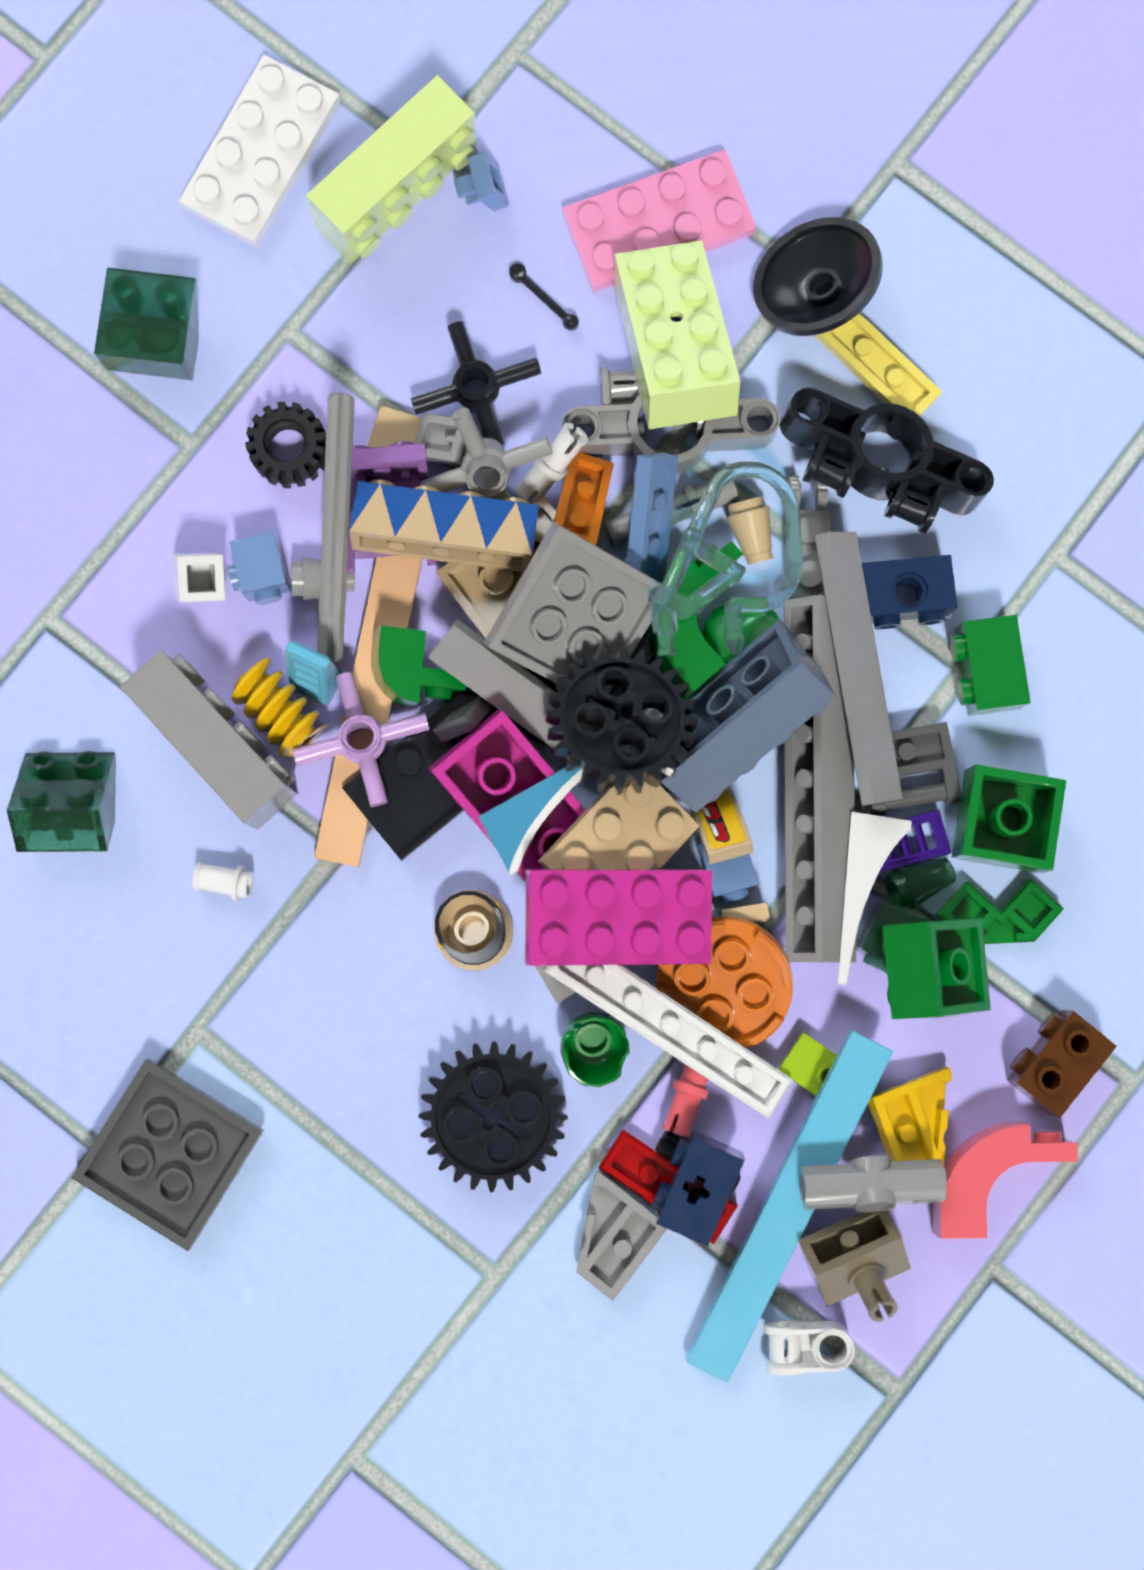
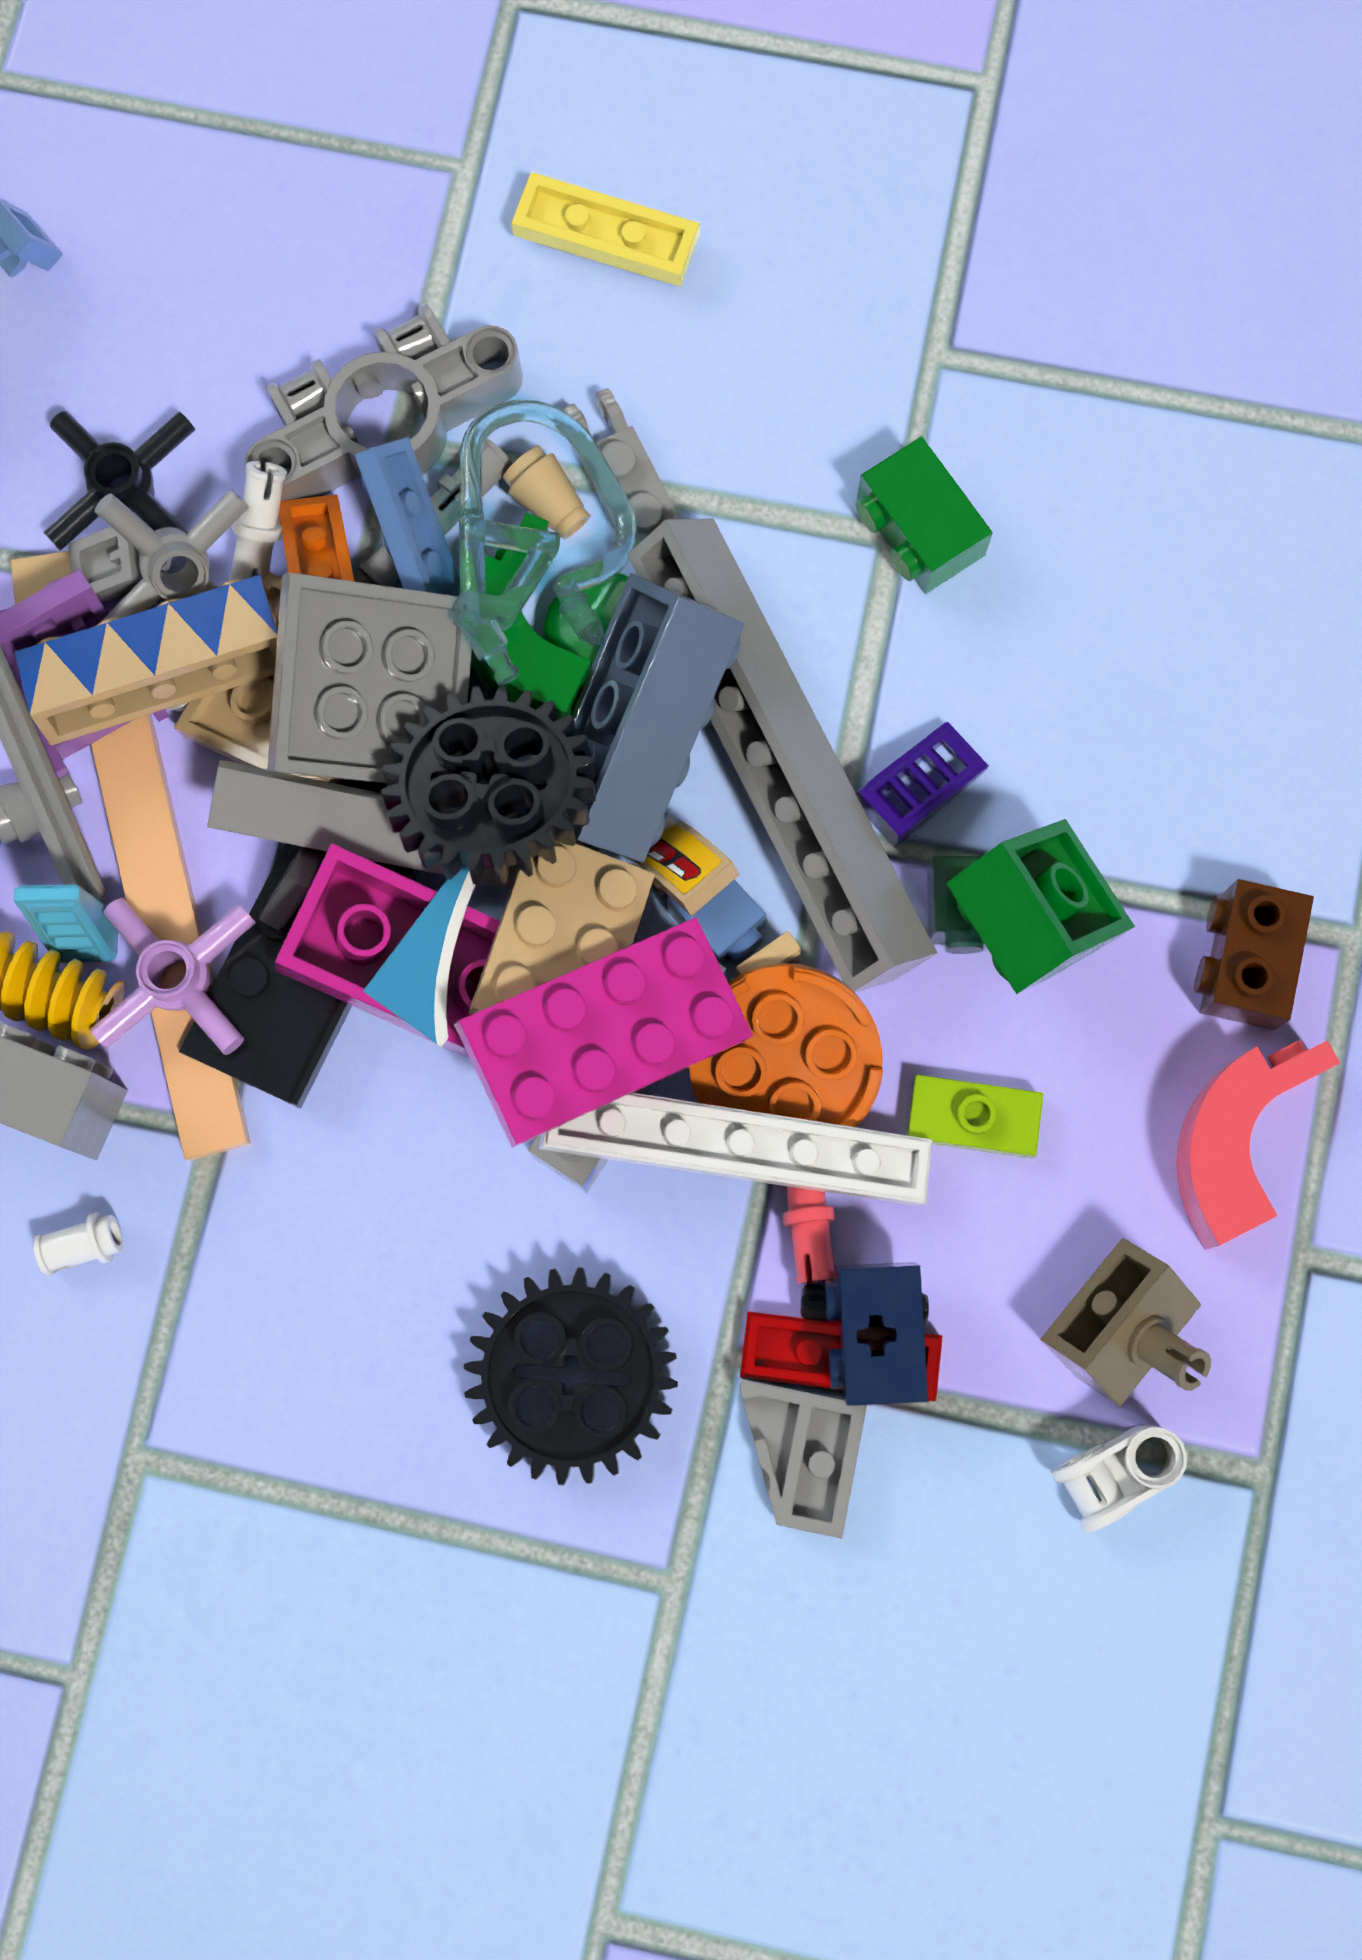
camera: 20 degrees left, 5 degrees down
(168, 1154) = (167, 1638): dark grey plate -> none
(400, 671) = (187, 869): green brick -> none
(473, 930) = (433, 1151): tan piece -> none
(518, 275) = (113, 330): black hinge -> none
(594, 1049) = (660, 1224): green hair -> none
(664, 209) = (256, 188): bright pink plate -> none
(680, 366) = (360, 328): yellowish green piece -> none
(782, 1213) = (1006, 1306): medium azure tile -> none
(818, 276) = (480, 155): black dish -> none
(837, 458) = (591, 329): black piece -> none
(858, 667) = (759, 588): light grey tile -> none
(869, 846) = (883, 802): white sticker -> none
(873, 1184) = (1098, 1217): light grey piece -> none
(913, 1117) = (1112, 1123): yellow wing -> none
(918, 882) = (966, 818): clear green cone -> none
(923, 751) = (872, 672): dark grey plate -> none
(929, 578) = (788, 446): dark blue brick -> none
(1009, 819) = (1038, 685): green brick -> none
(1017, 921) = (1113, 807): green tile -> none

